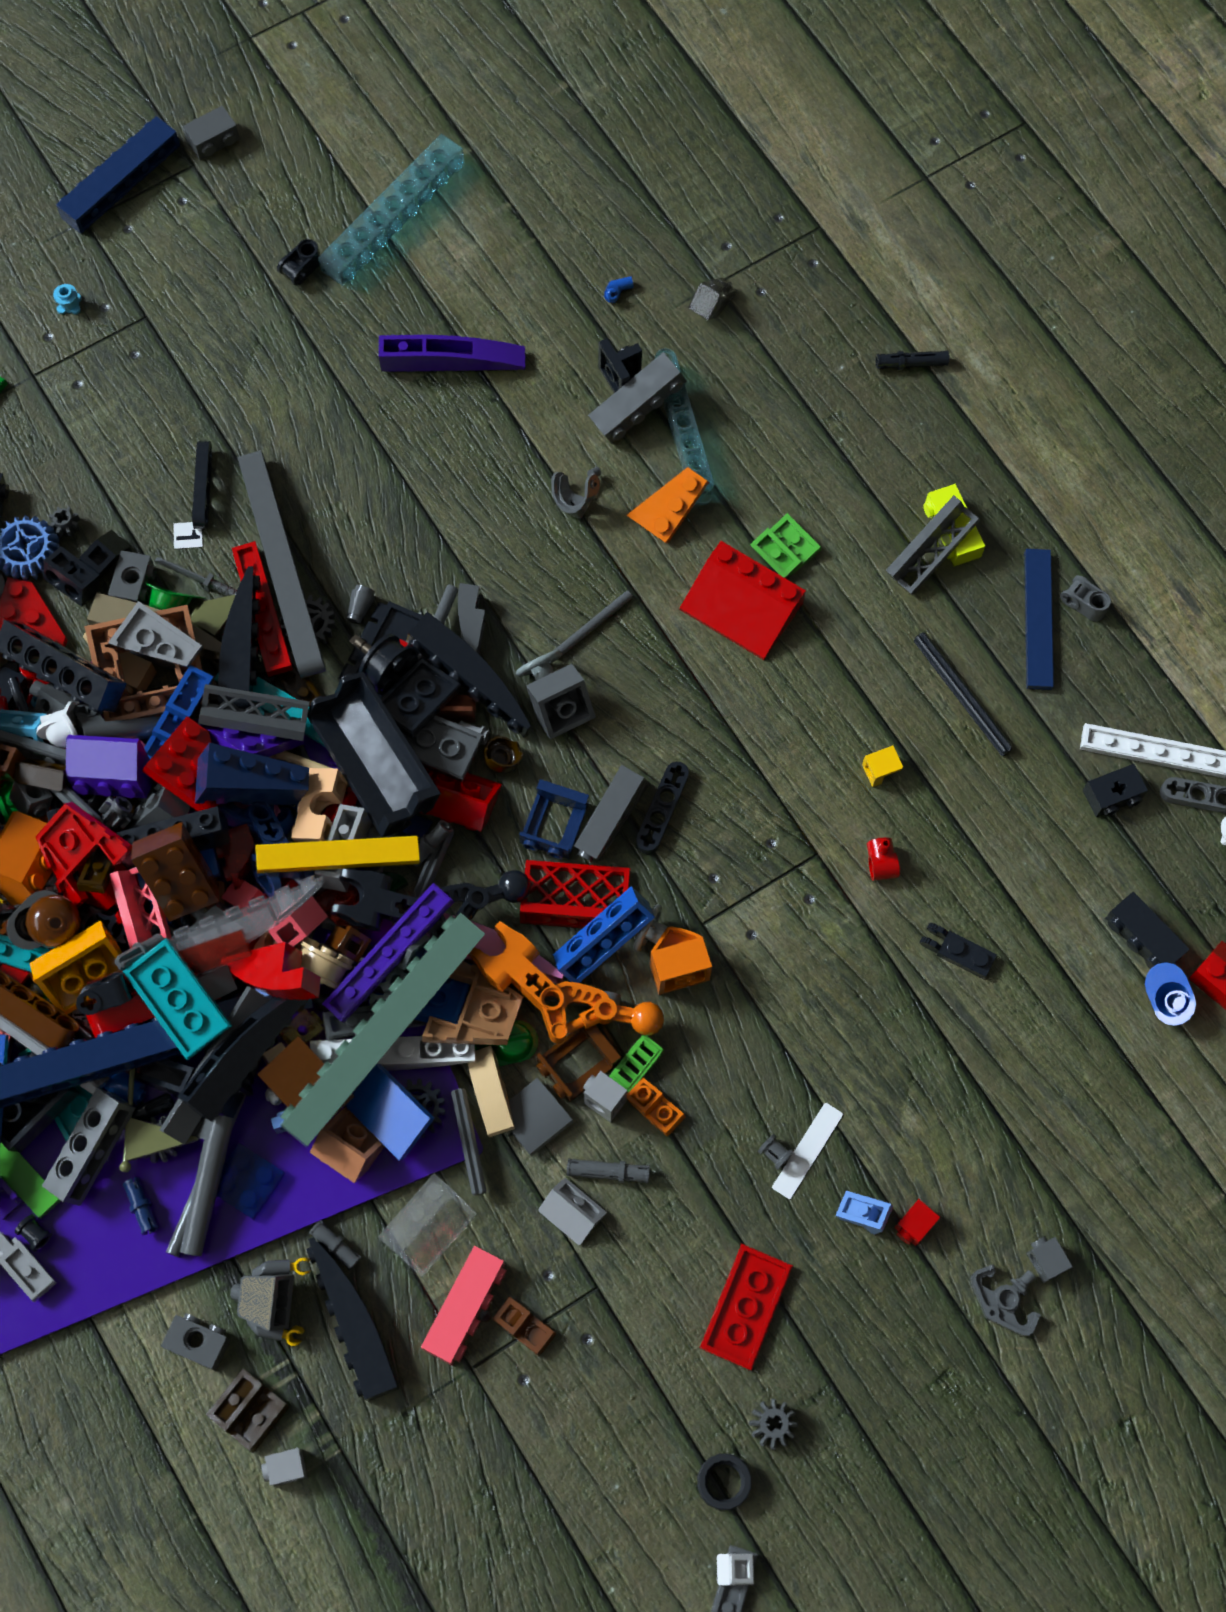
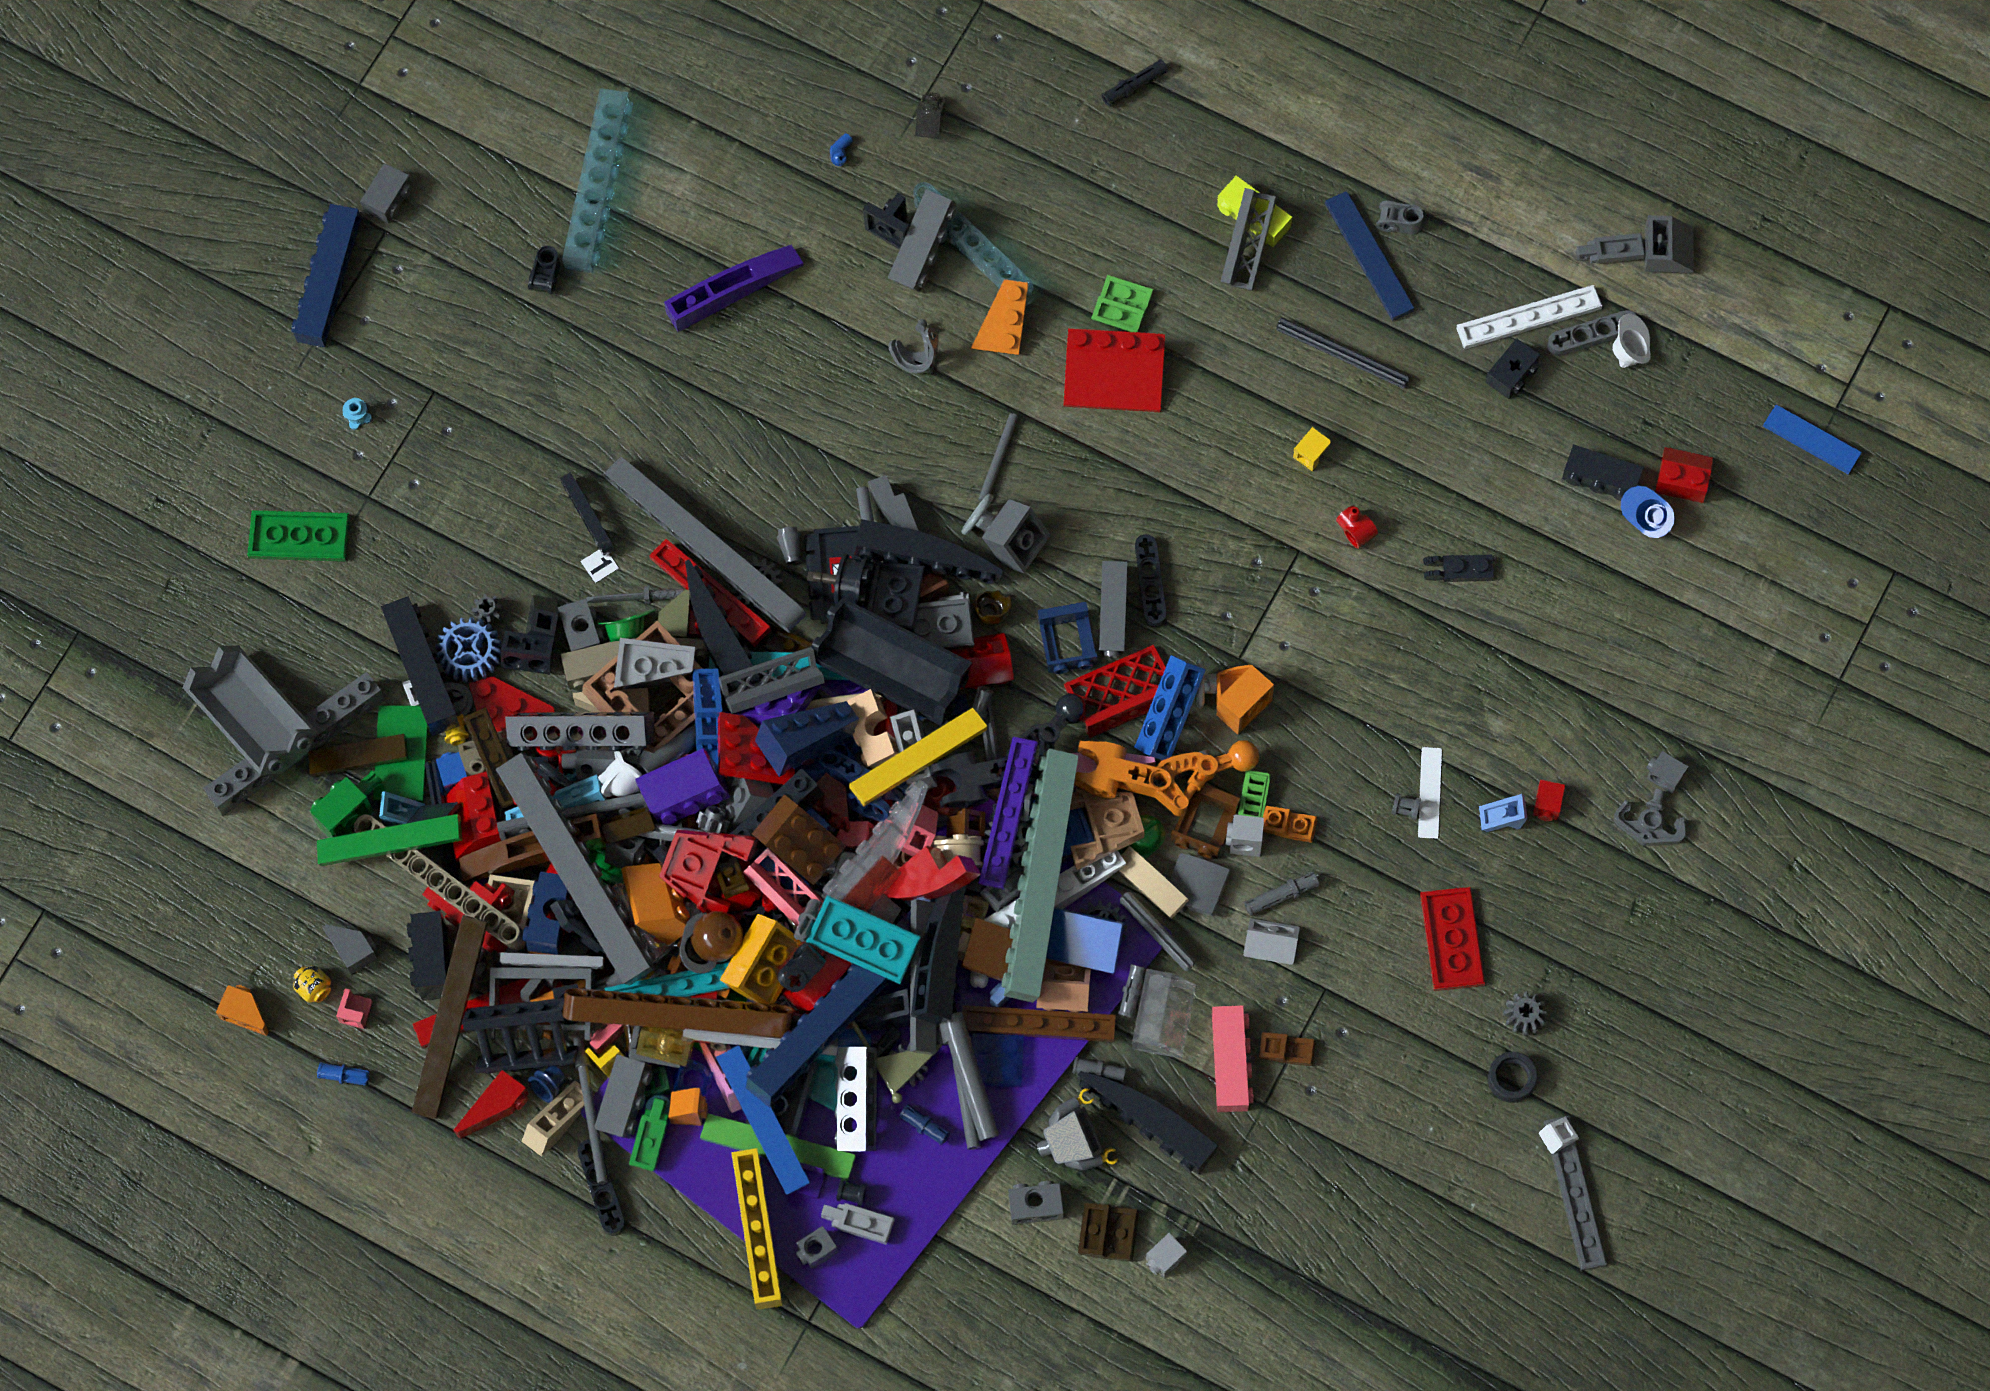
camera: 25 degrees left, 0 degrees up
(304, 1168) = (1039, 1023): none -> reddish brown plate
(410, 1186) = (1132, 990): none -> dark grey pin

